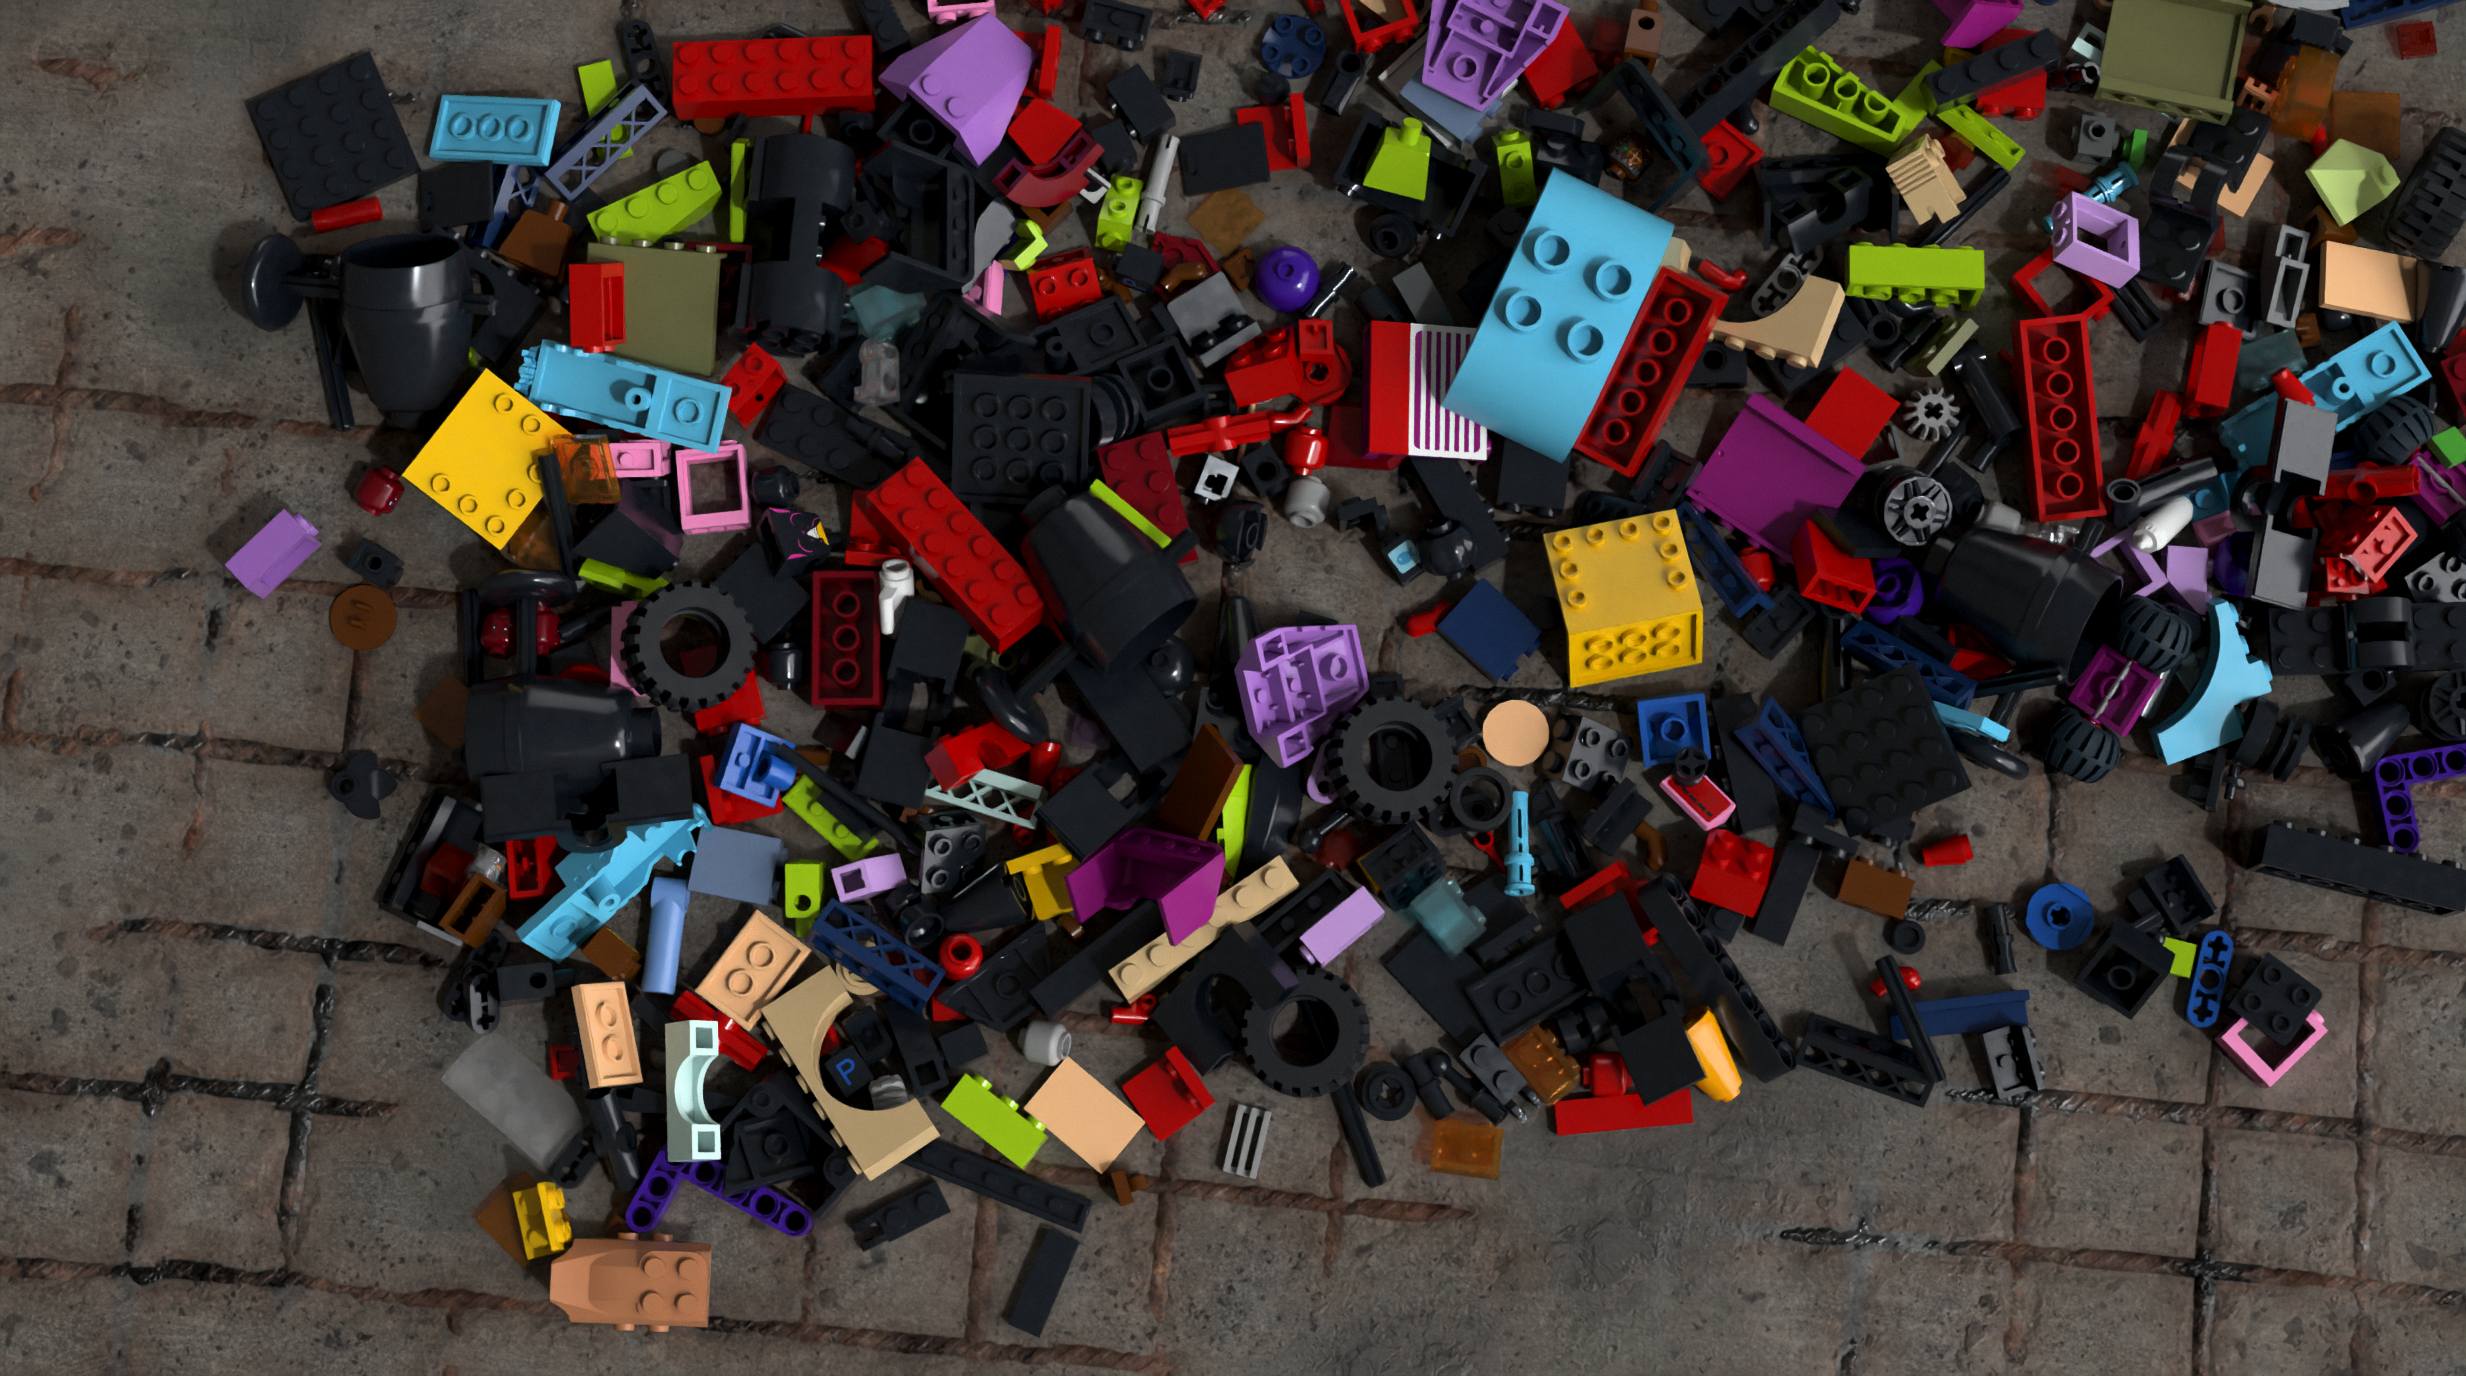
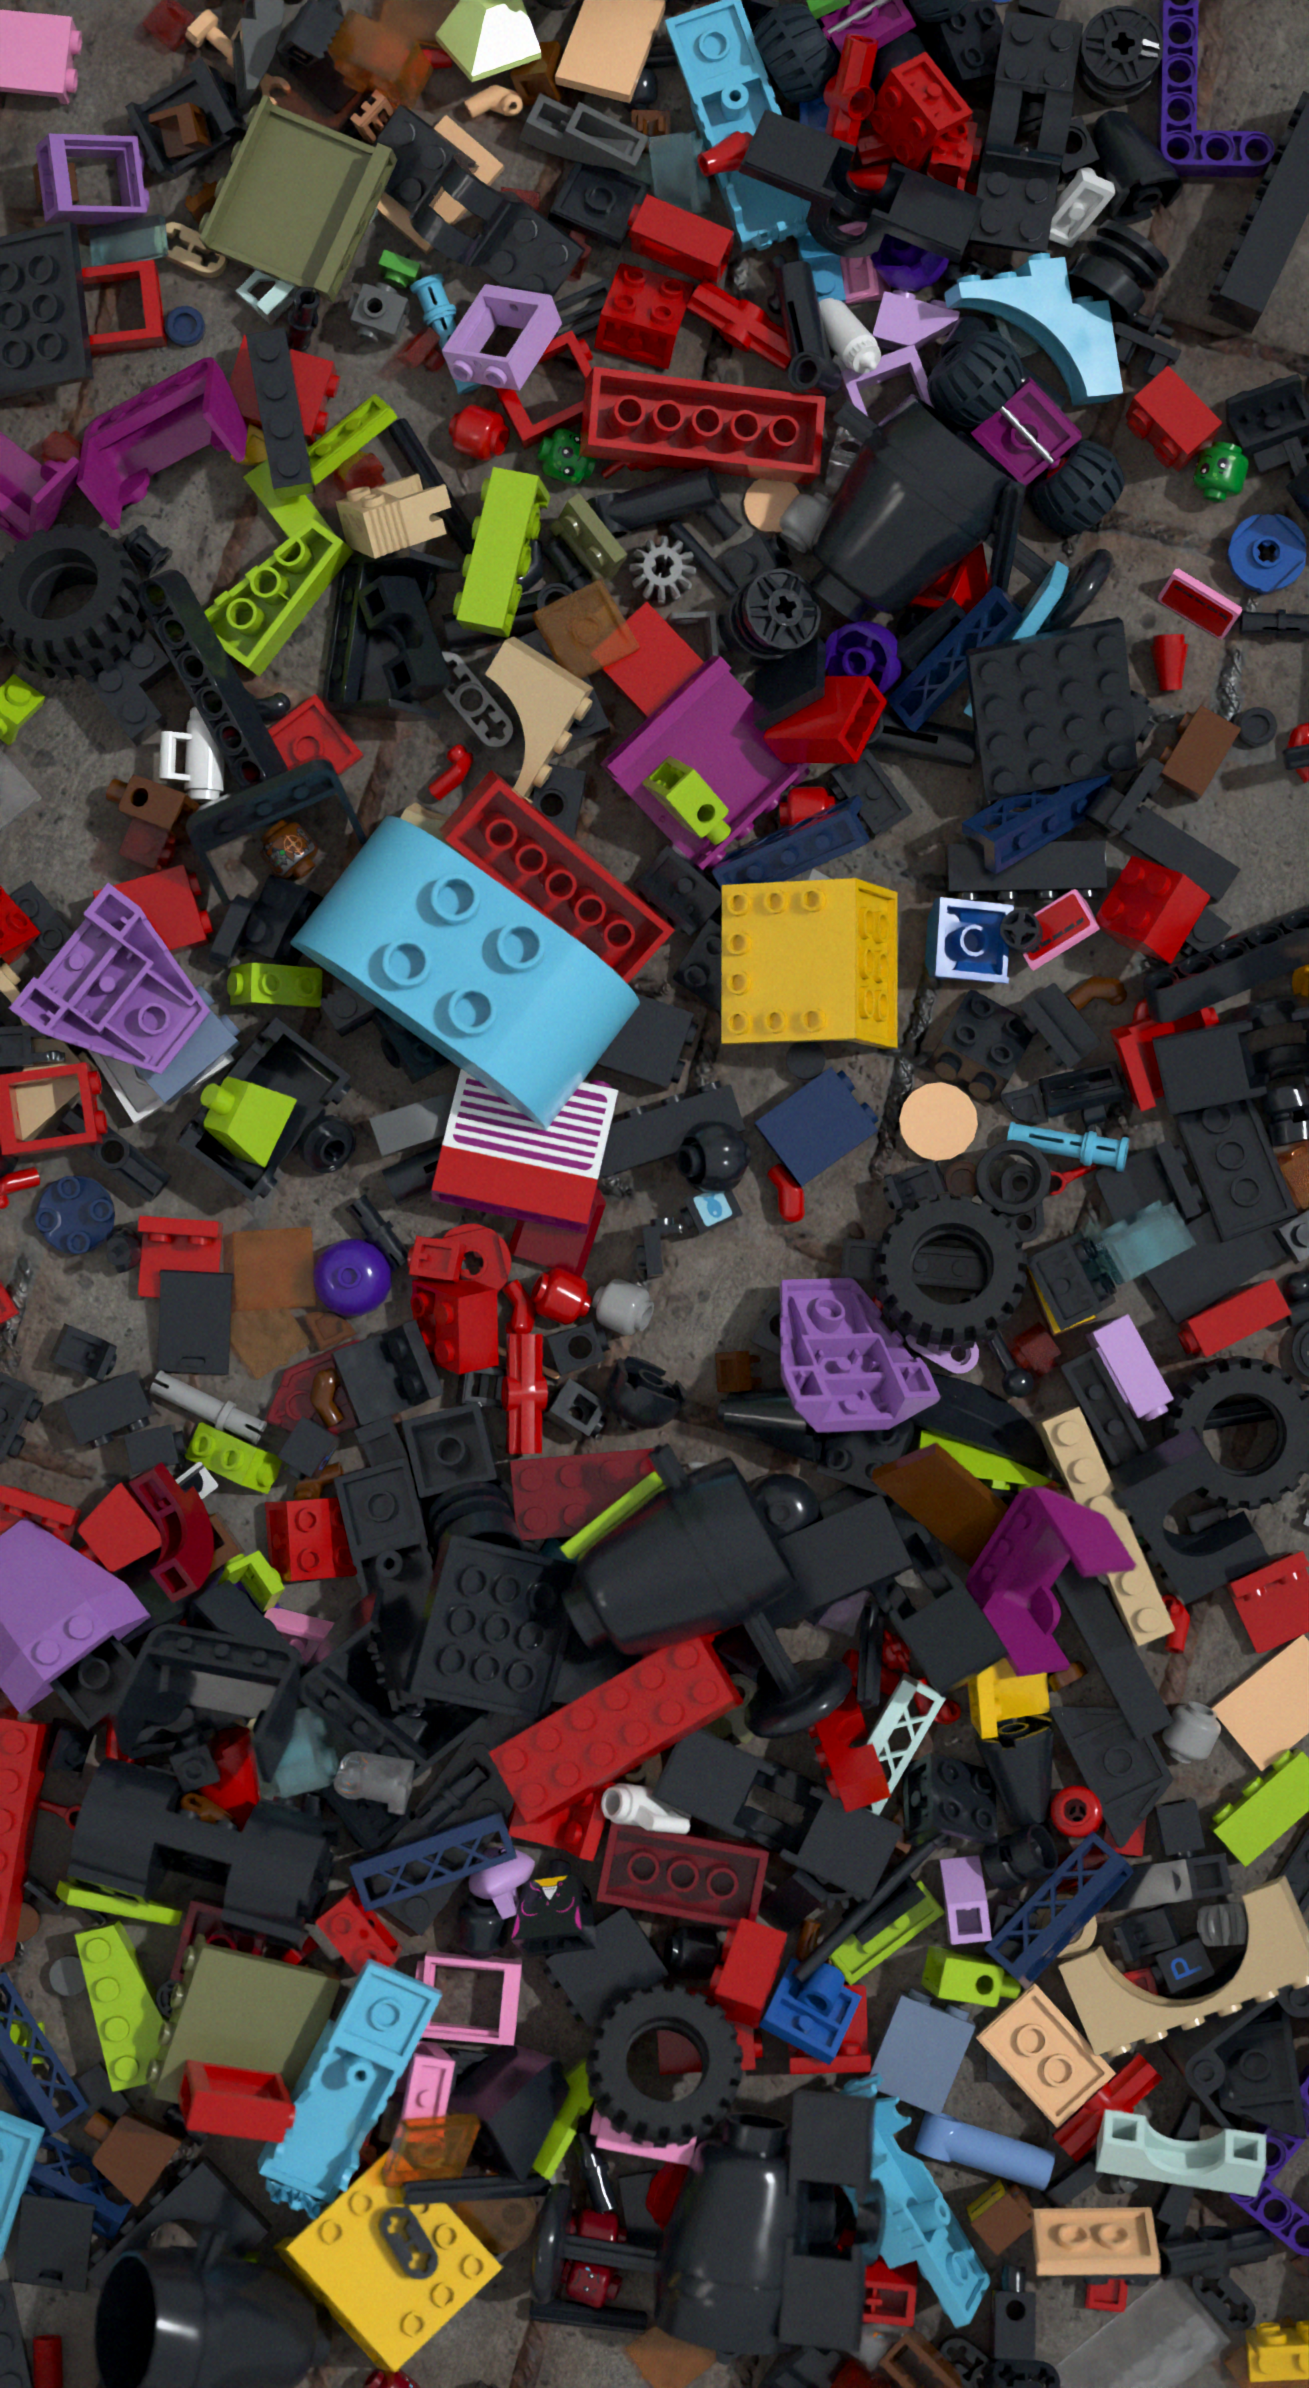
camera: 80 degrees left, 5 degrees up
(502, 460) = (400, 2248): none -> black beam
(727, 346) = (296, 1957): none -> red tile
(777, 703) = (749, 1971): none -> red brick
(818, 491) = (501, 1881): none -> lavender piece
(829, 240) = (208, 1810): none -> reddish brown arm
(833, 428) = (428, 1845): none -> dark blue fence
(1055, 757) = (870, 1656): none -> black axle
(1272, 603) = (734, 1371): none -> reddish brown tile
(1281, 214) = (274, 1269): none -> clear orange tile
(1398, 1006) = (1233, 1319): none -> red window
(1683, 74) = (203, 760): none -> white piece
(1744, 461) = (689, 799): none -> lime torso
(1864, 356) = (586, 630): none -> clear orange tile
(2002, 867) = (1199, 604): none -> slope
(2006, 310) = (562, 457): none -> green head
(2008, 489) = (767, 502): none -> light nougat piece
(2012, 241) = (479, 433): none -> red head
(2119, 862) = (1220, 471): none -> green head
(2142, 355) = (643, 315): none -> red bracket
(2154, 810) = (1172, 420): none -> red brick
(2297, 201) = (496, 99): none -> light nougat arm
(2318, 696) = (1079, 206): none -> white tile

